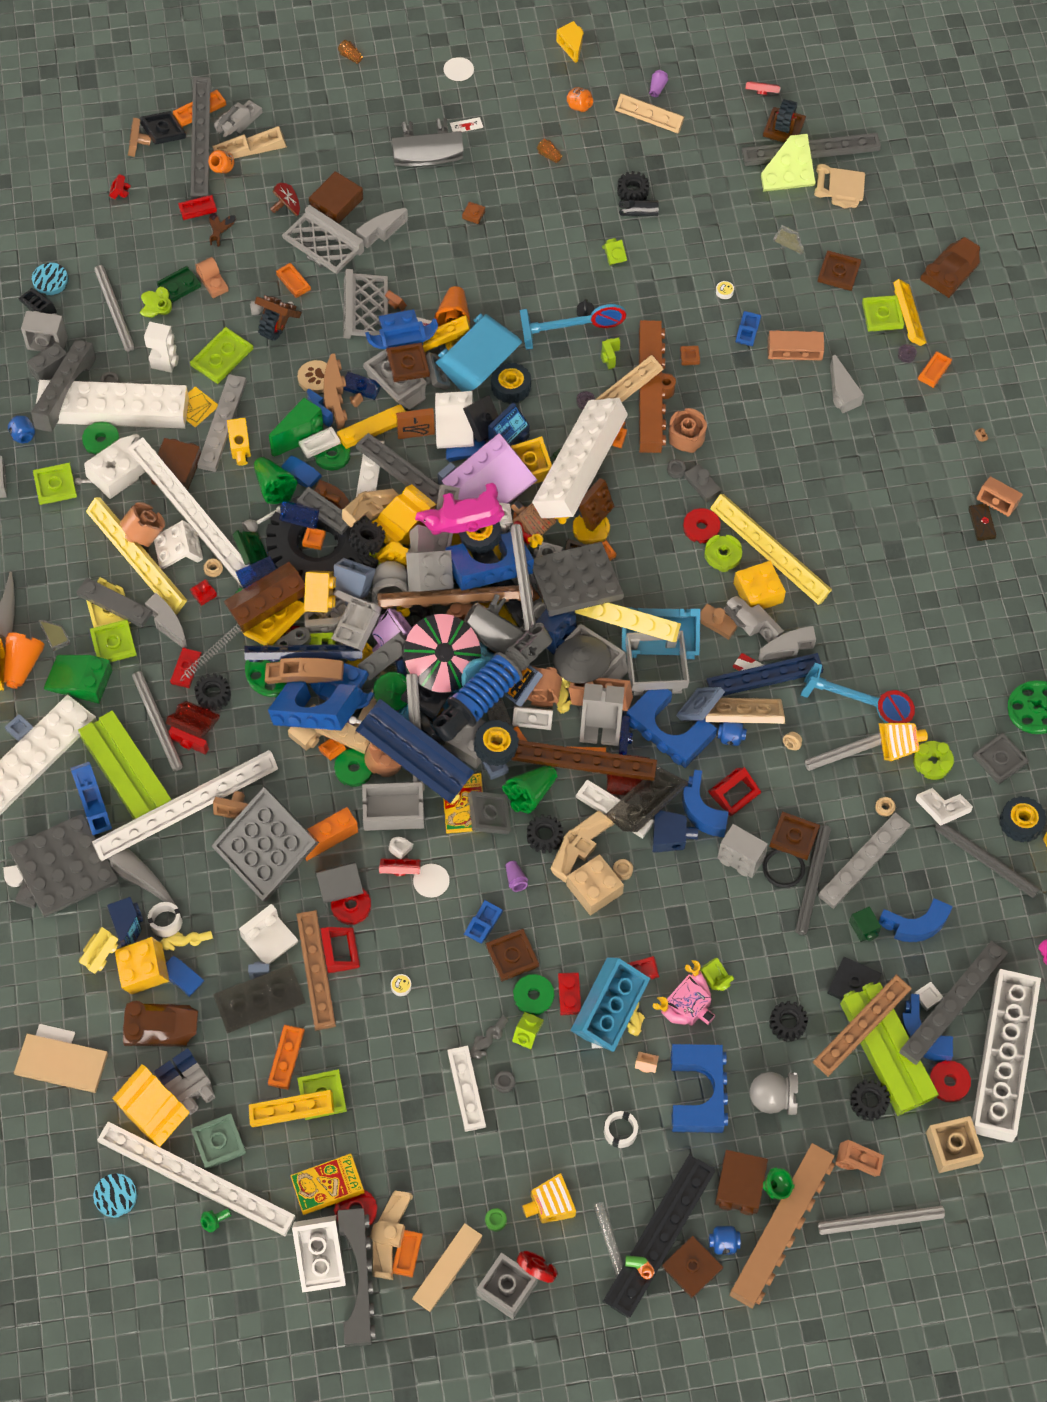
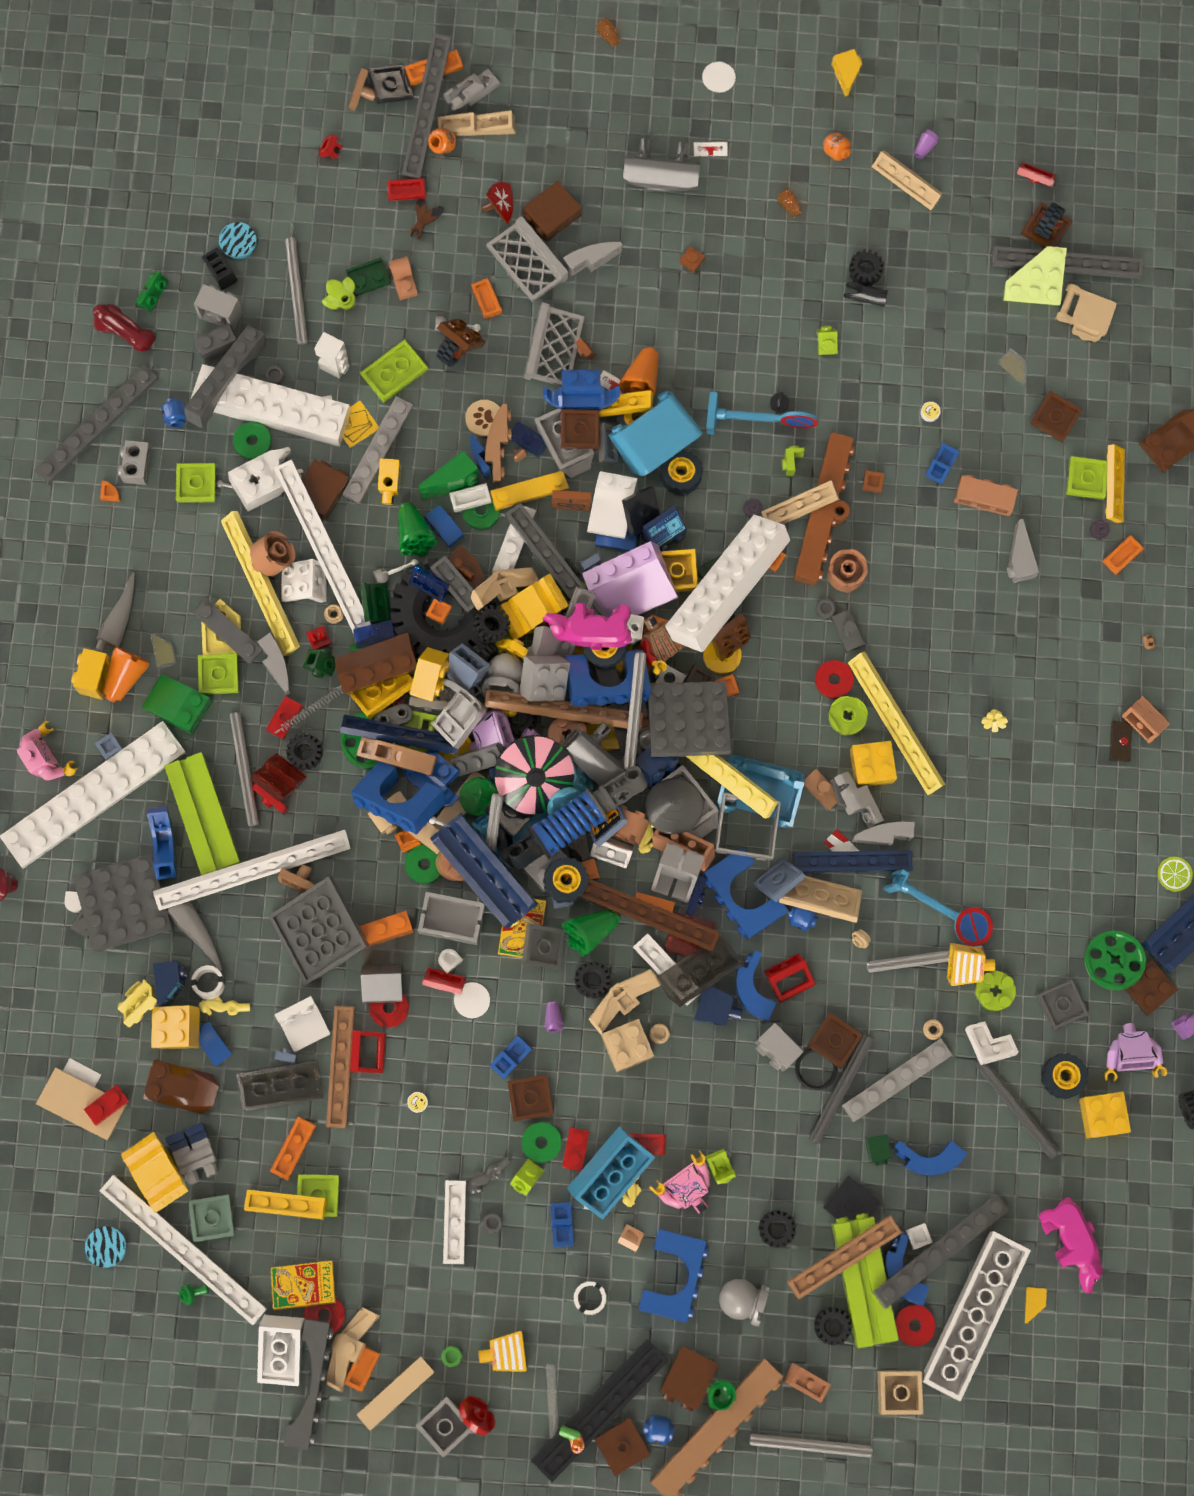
camera: 10 degrees right, 15 degrees up
(87, 1056) = (106, 1105): none -> red plate
(210, 609) = (320, 663): none -> dark green brick
(574, 1067) = (562, 1224): none -> blue slope
(861, 527) = (994, 719): none -> light yellow plant

